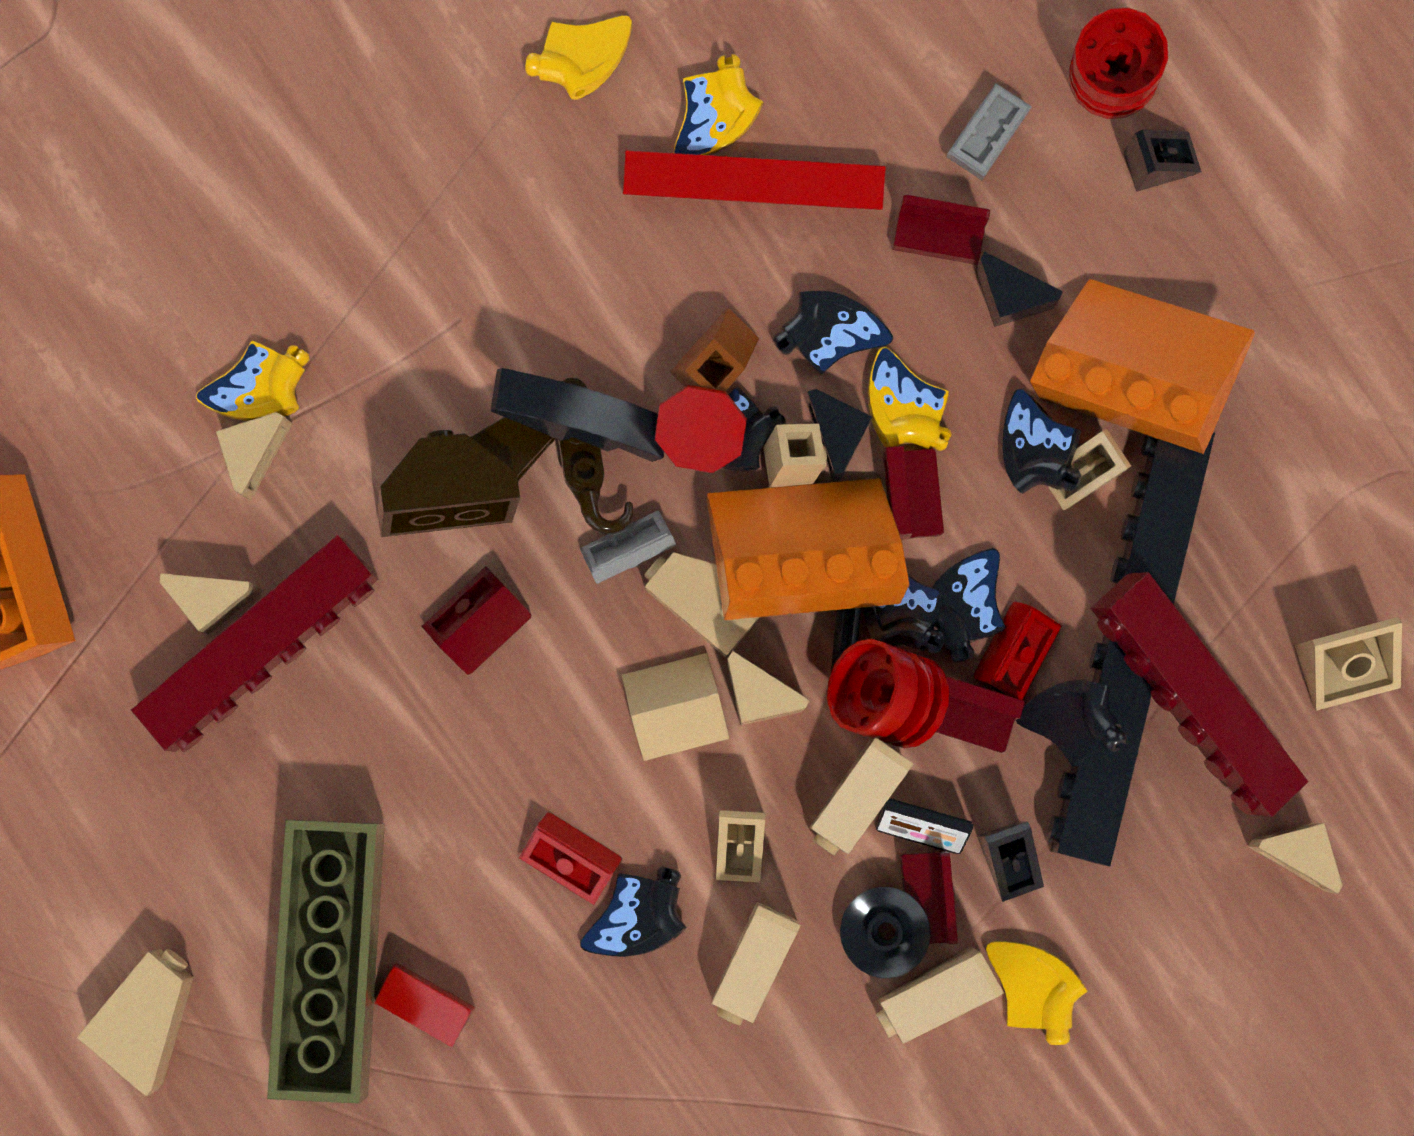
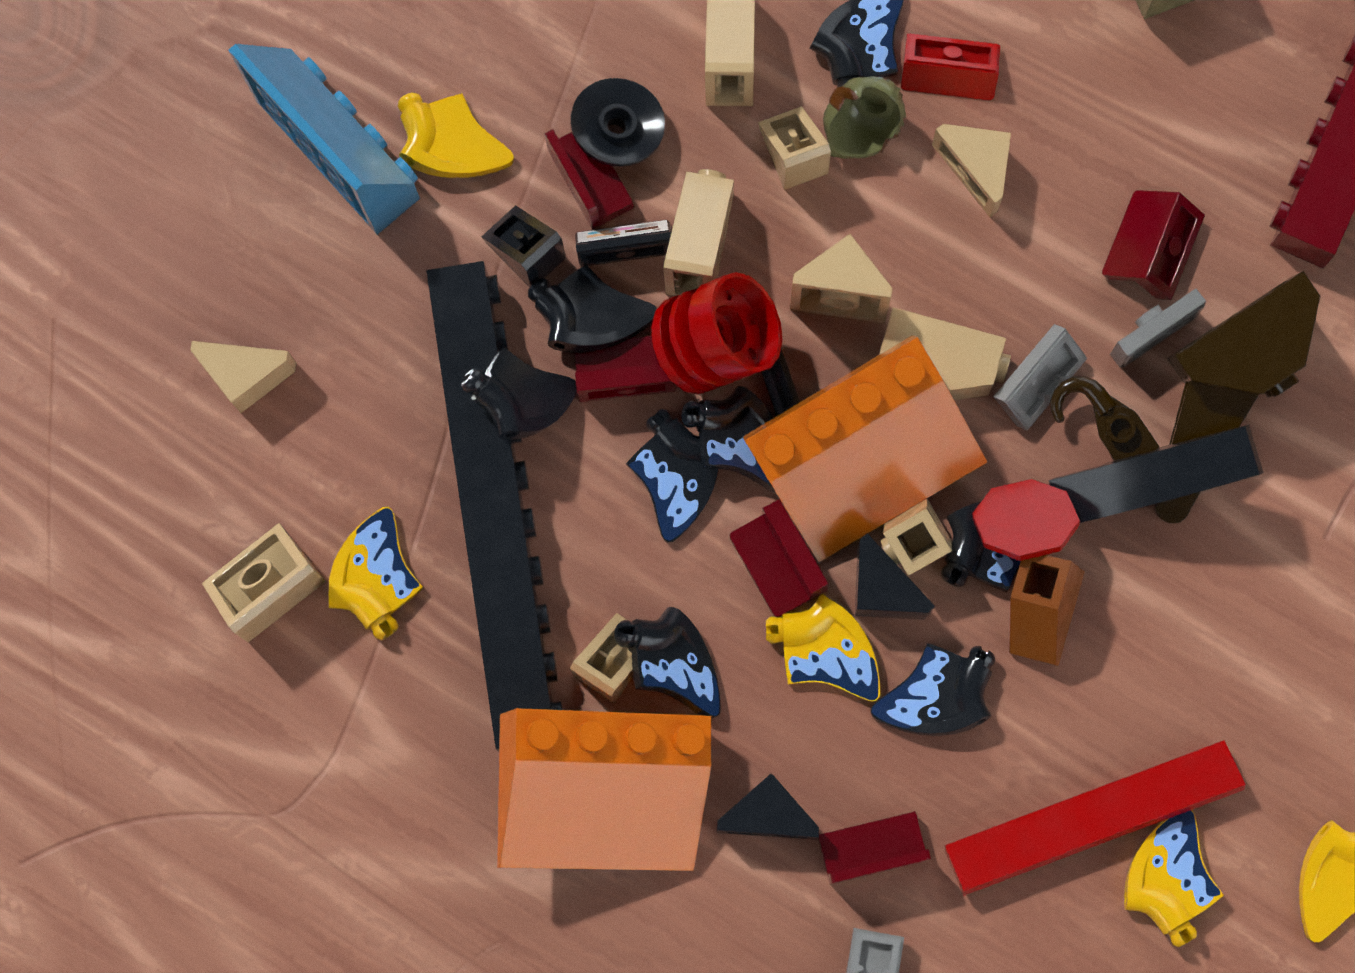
camera: 160 degrees right, 5 degrees down
(510, 546) = (1157, 326): none -> light grey plate
(589, 755) = (977, 160): none -> tan slope
(672, 838) = (863, 117): none -> olive hair
(675, 706) = (921, 247): tan slope -> none
(938, 995) = (540, 86): tan slope -> none
(980, 774) = (588, 313): none -> black arm
(1017, 651) = (602, 449): red slope -> none
(1149, 1033) = (328, 133): none -> dark azure slope
(1198, 695) = (409, 470): dark red brick -> none
(1255, 628) = (372, 575): none -> yellow arm

